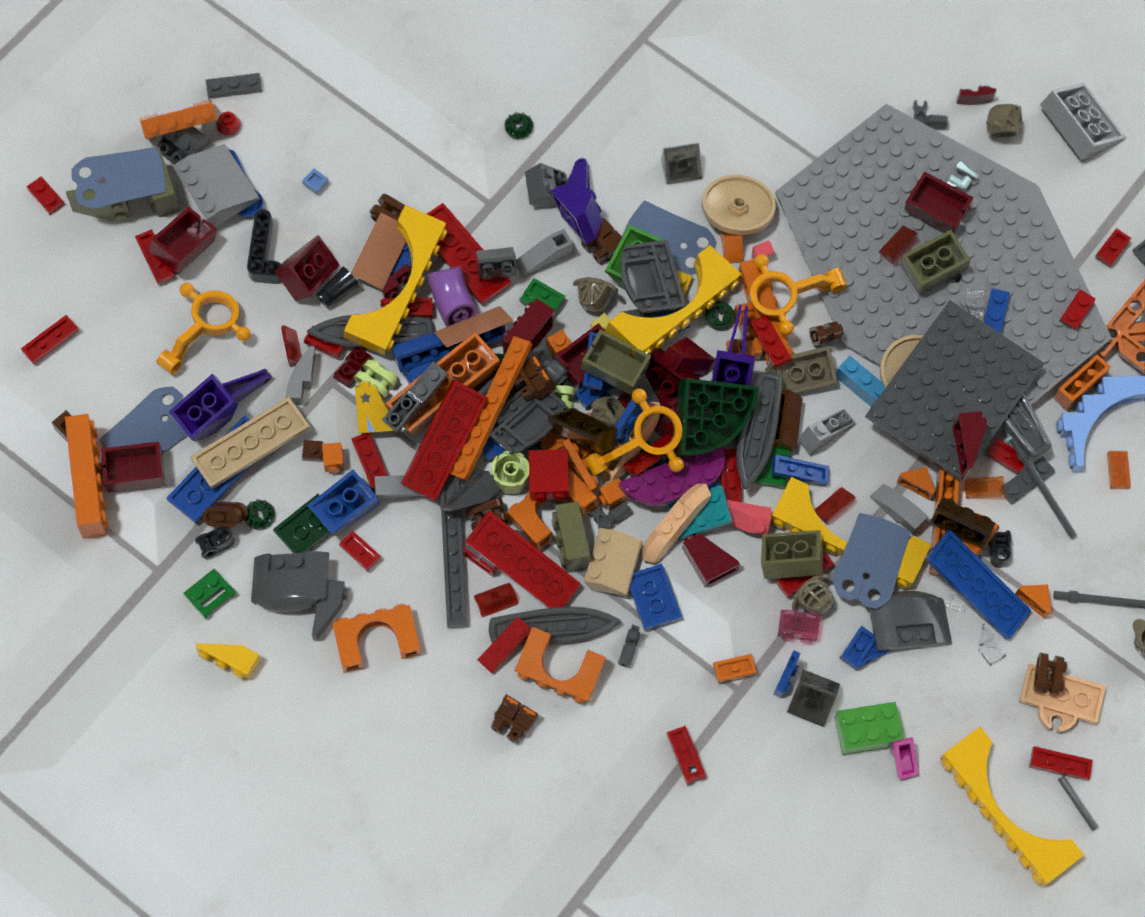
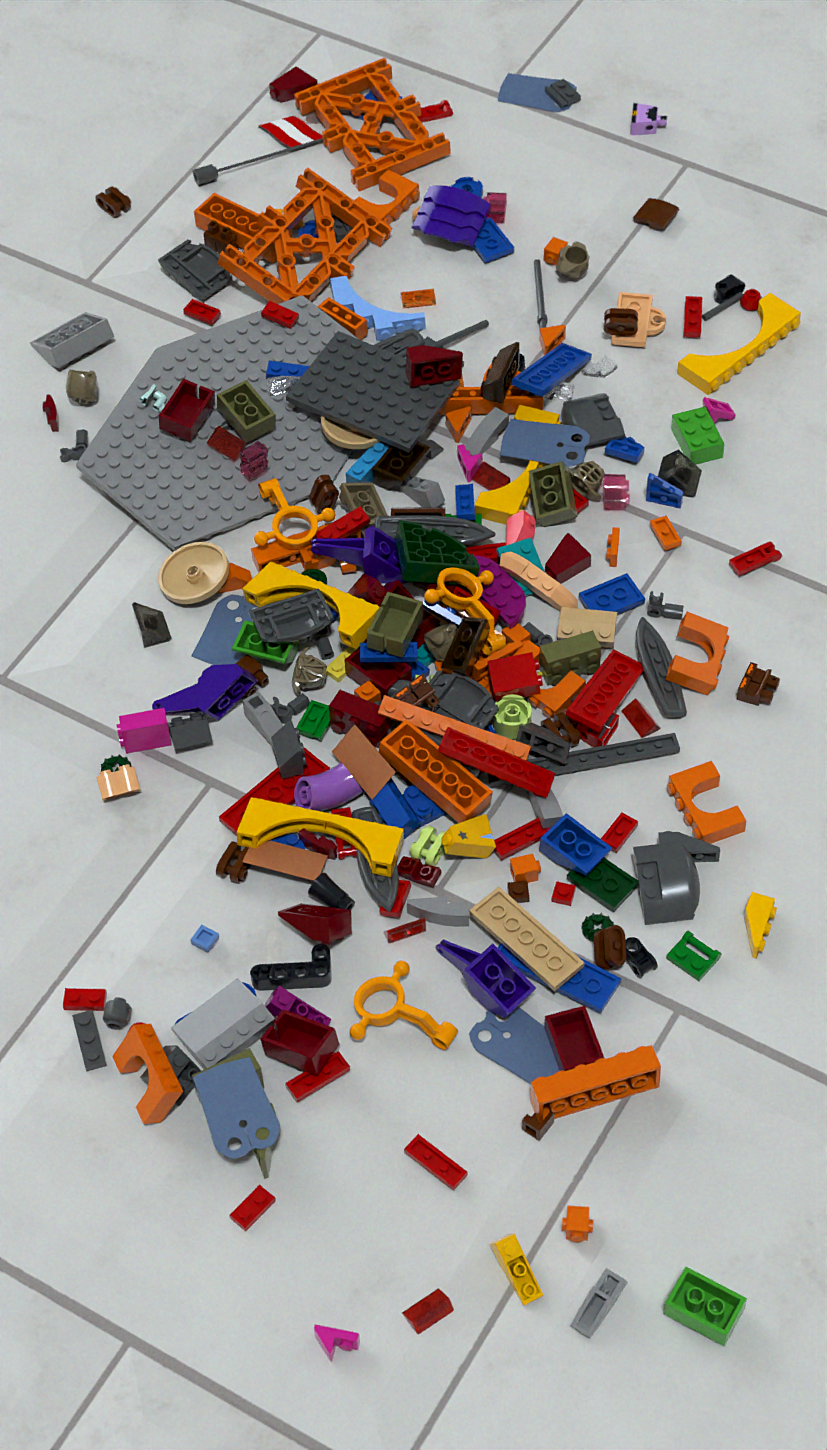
camera: 90 degrees left, 15 degrees down
(221, 246) = (283, 999): none -> magenta slope
(252, 106) = (117, 1013): none -> dark grey head
(275, 85) = (84, 999): none -> red plate
(302, 490) = (563, 893): none -> red plate
(416, 398) = (459, 783): dark grey slope -> none
(495, 122) = (118, 782): none -> light nougat brick
(504, 644) = (687, 700): red plate -> none
(547, 142) = (144, 730): none -> dark pink brick
(557, 272) = (284, 712): none -> dark grey bar
(717, 610) = (613, 540): none -> orange plate
(762, 248) = (241, 551): coral slope -> none
(852, 407) = (397, 465): none -> dark brown slope
(855, 483) = (468, 463): none -> dark pink slope
(866, 263) = (254, 460): none -> clear pink brick
(888, 451) = (435, 448): none -> dark grey slope
(1083, 837) = (750, 299): none -> red cone
(1103, 814) = (728, 288): none -> black piece

